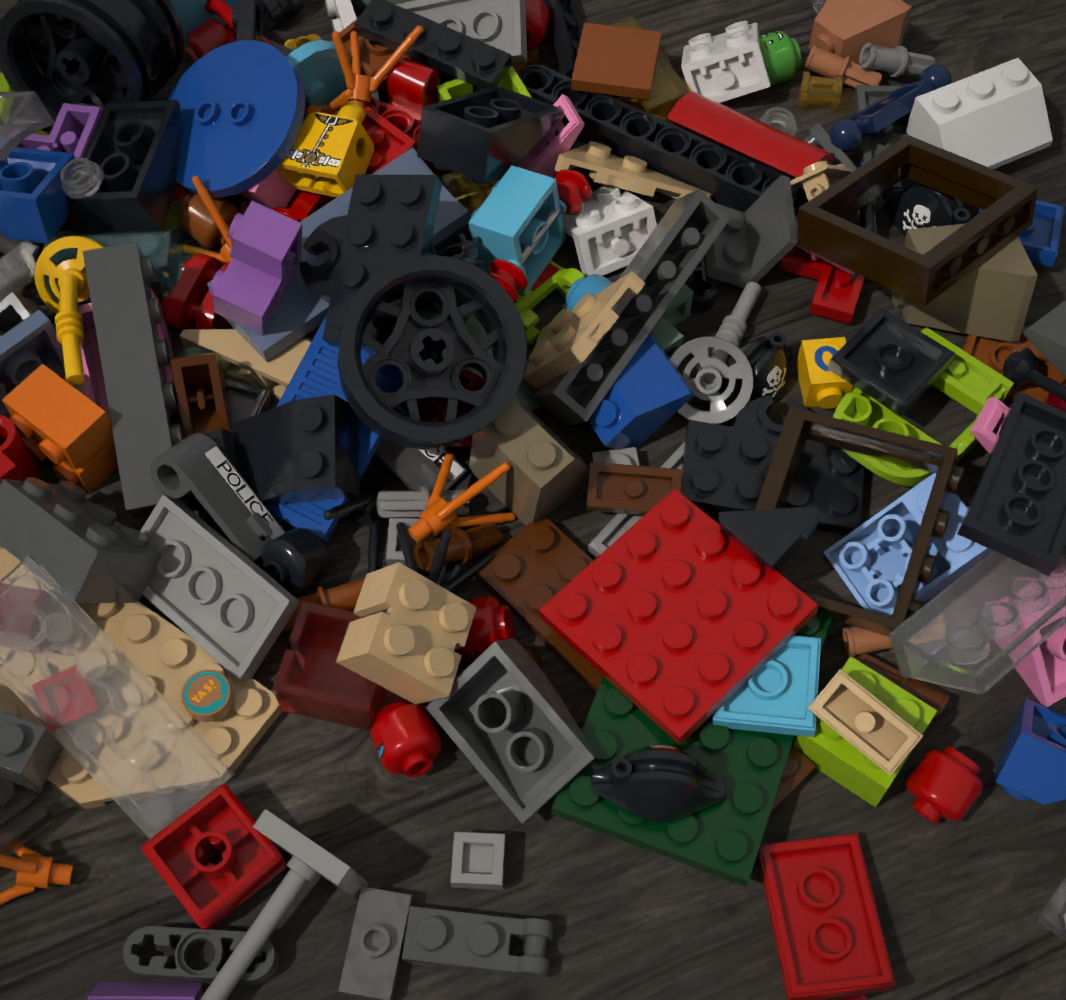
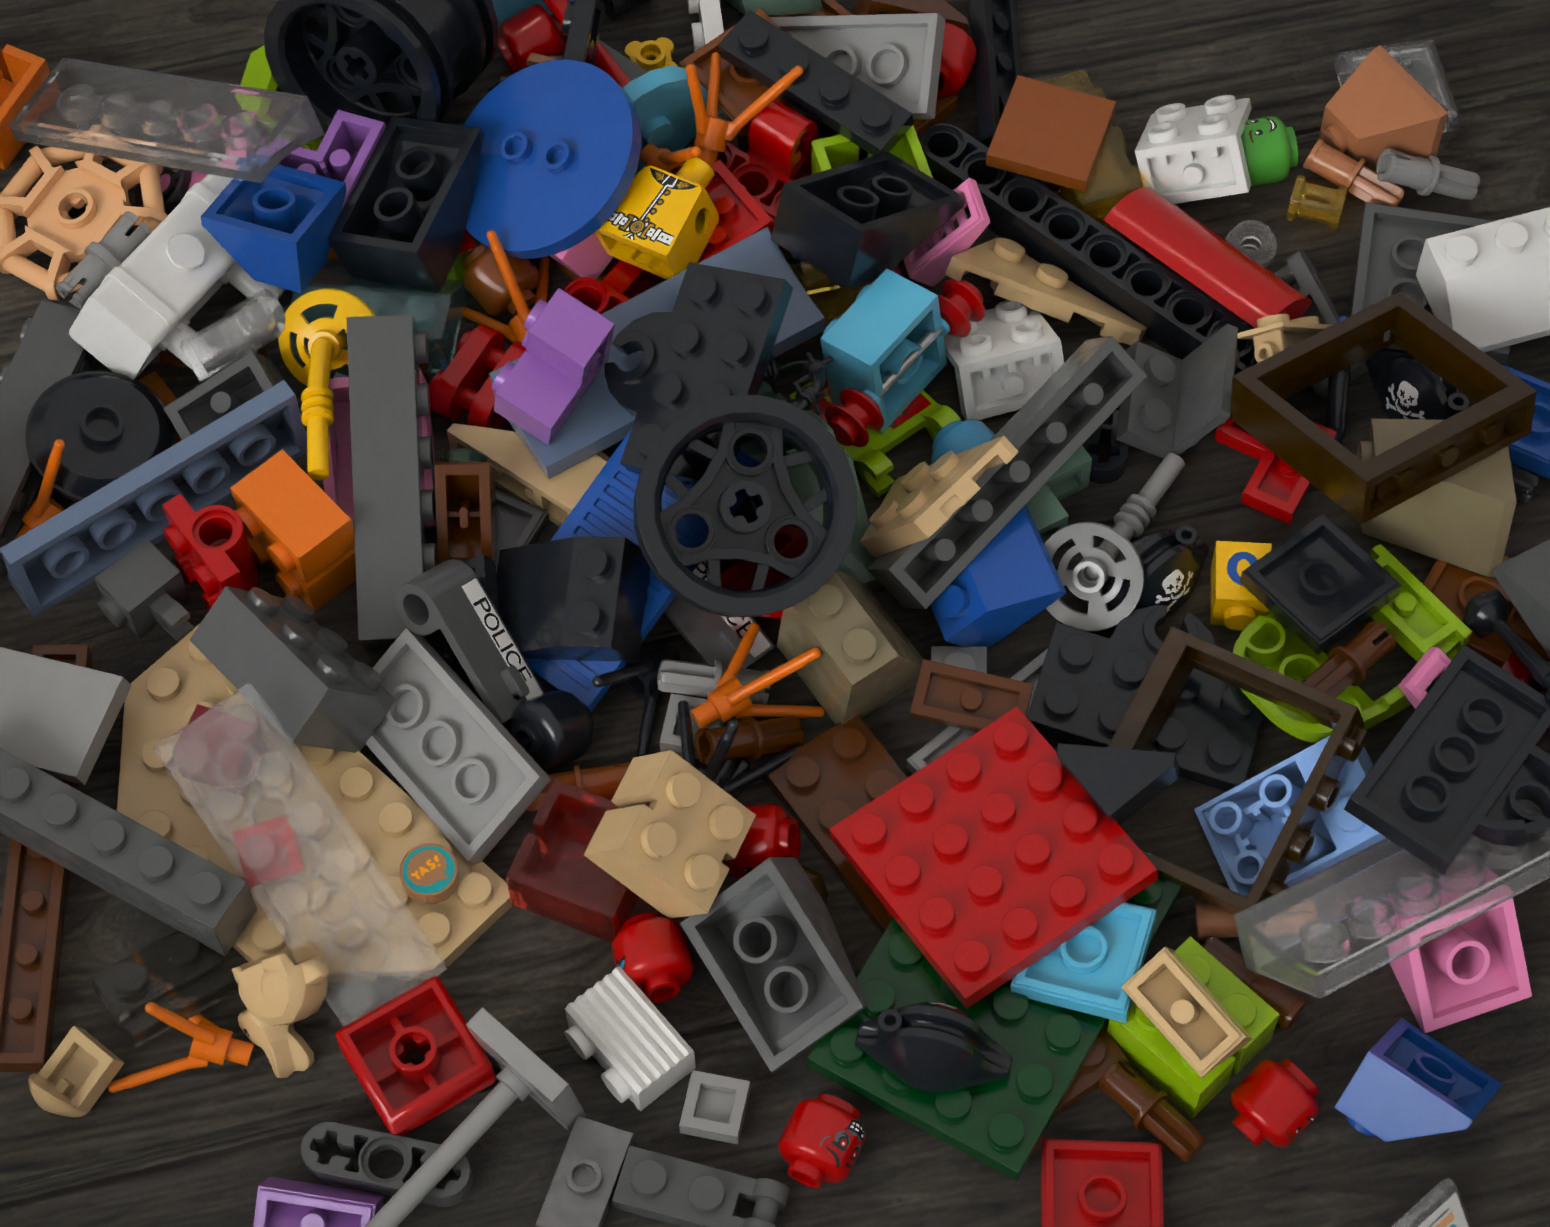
camera: 10 degrees right, 0 degrees up
(81, 178) = (352, 217): clear plate -> none
(86, 822) = (276, 996): none -> tan animal
(395, 813) = (628, 1040): none -> white brick
(574, 877) = (822, 1140): none -> red head
(844, 807) = (1151, 1110): none -> reddish brown axle
(879, 116) = (1382, 252): dark blue plate -> none
(930, 418) = (1349, 663): none -> reddish brown axle

